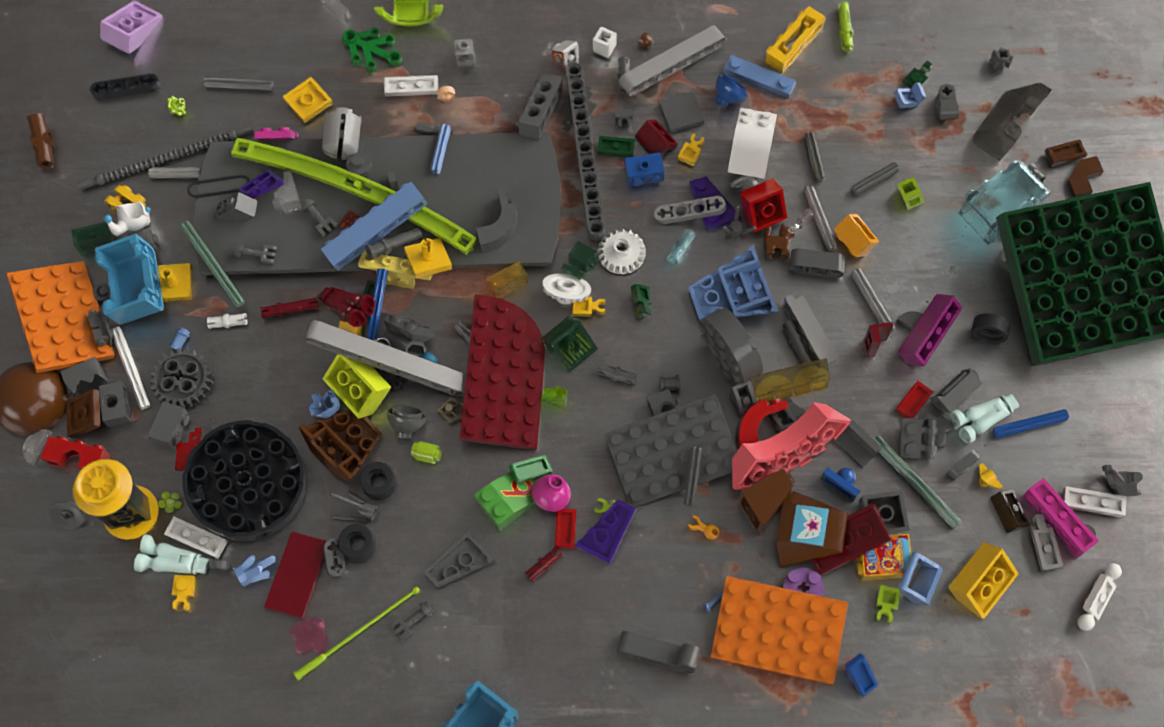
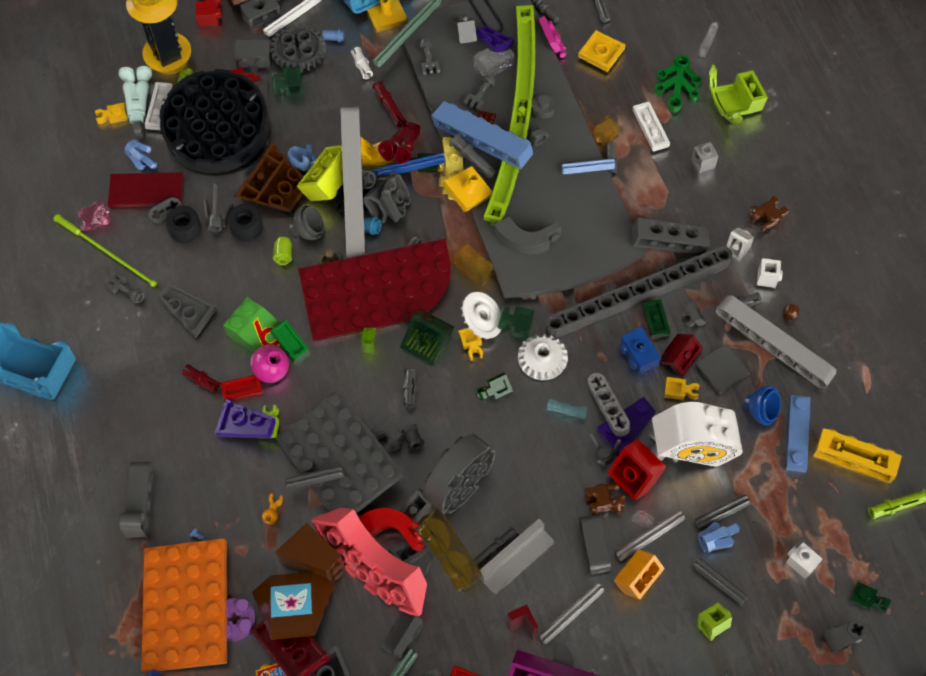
camera: 70 degrees right, 5 degrees down
(221, 394) = (292, 81): none -> clear green brick
(341, 120) = (566, 80): light grey cylinder -> none
(402, 123) = (606, 131): none -> clear yellow brick
(446, 93) = (653, 156): light nougat tile -> none
(542, 22) = (769, 213): none -> reddish brown animal
(734, 286) = (534, 471): medium blue wedge -> none
(837, 167) = (716, 537): none -> medium blue rock
(842, 482) = (355, 628): blue tile -> none
(875, 110) = (803, 560): none -> white brick
(910, 96) = (836, 592): medium blue bracket -> none

